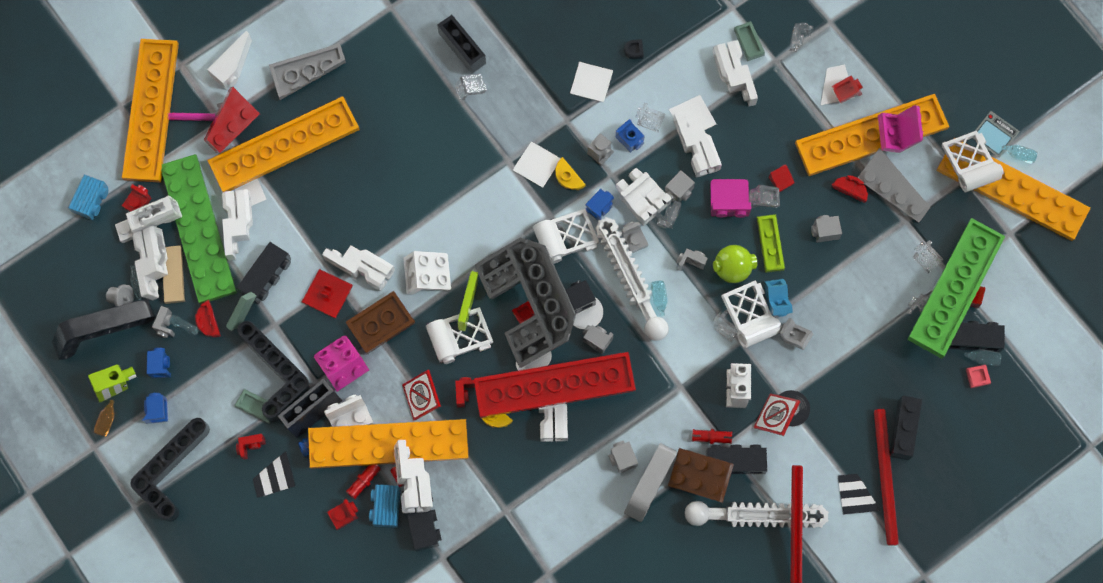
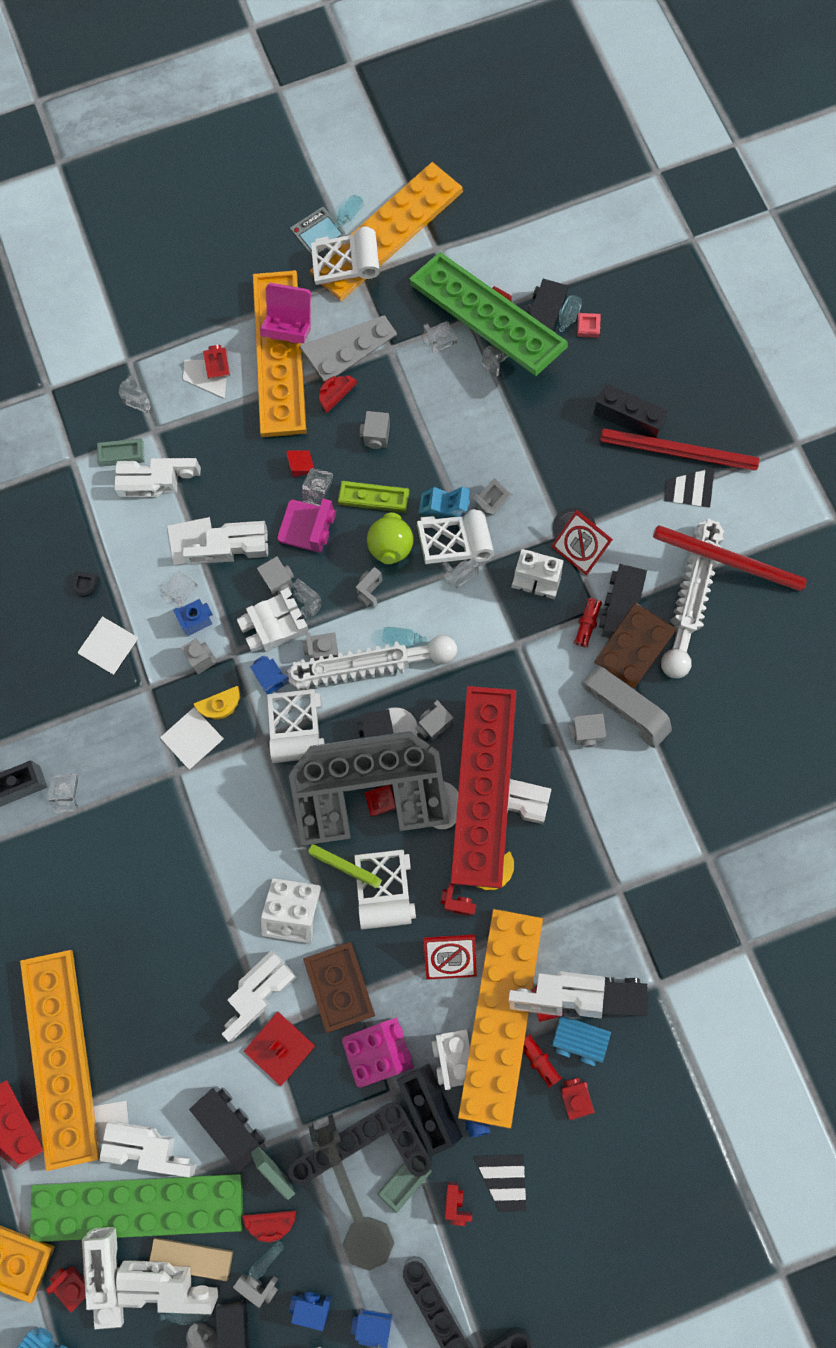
camera: 70 degrees left, 0 degrees up
(211, 389) = (368, 1239): none -> clear smoke piece

